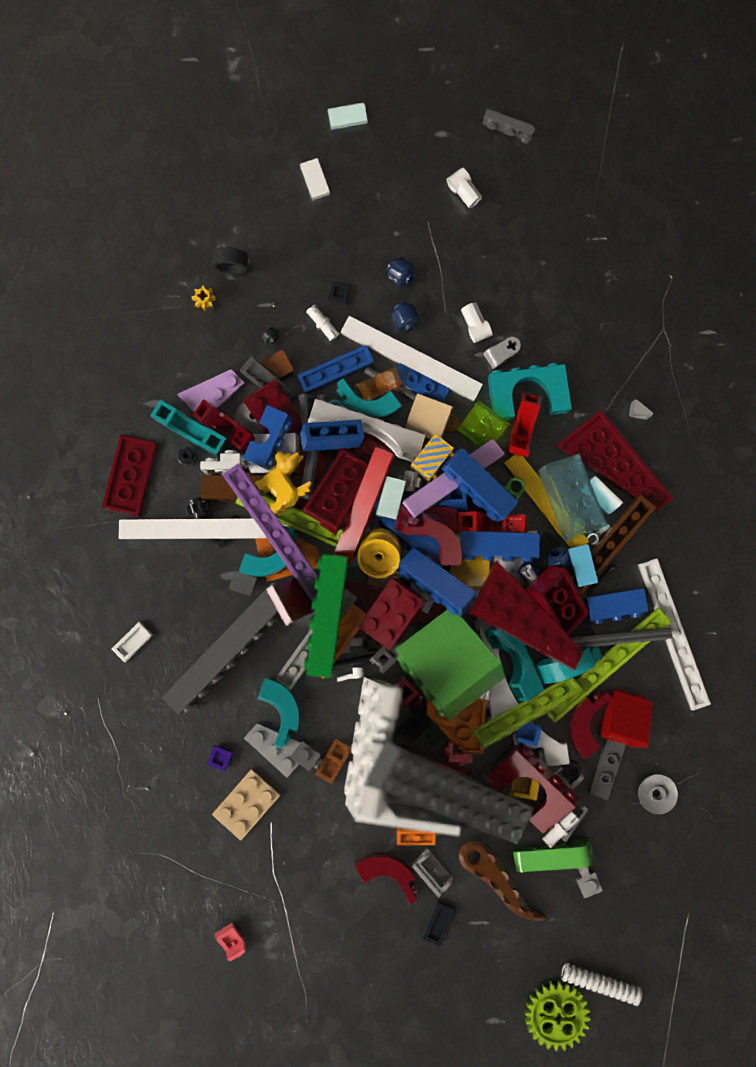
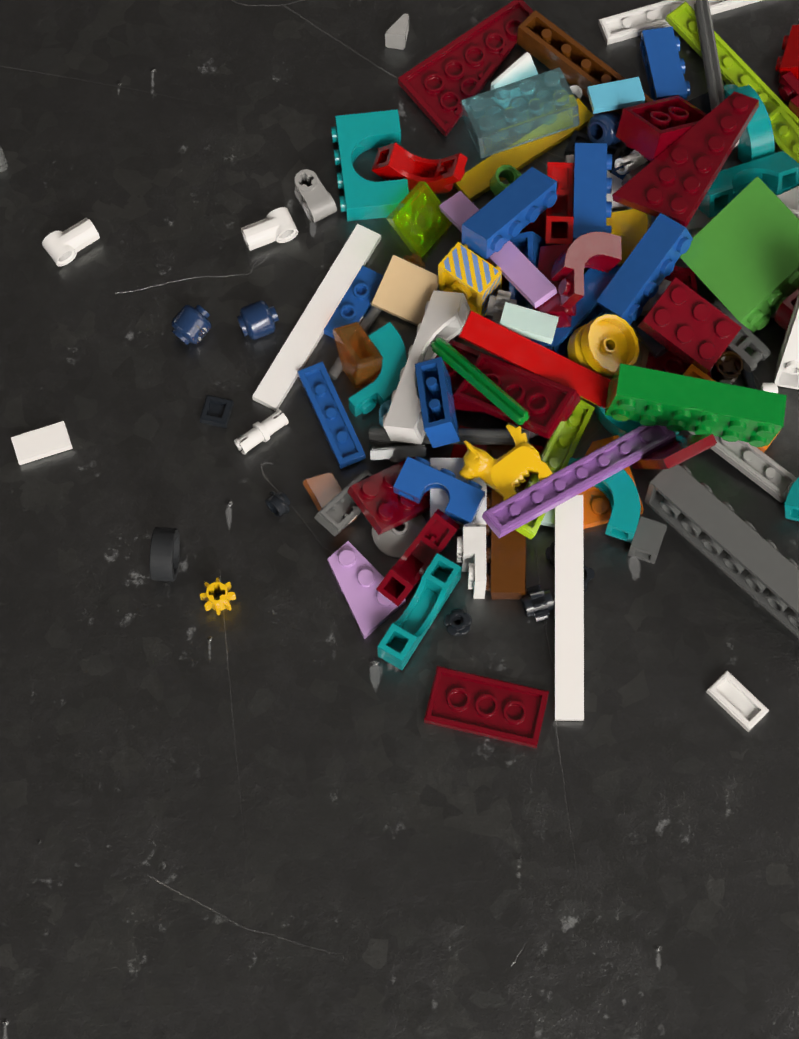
camera: 85 degrees left, 15 degrees down
(348, 465) = (480, 381): none -> green axle

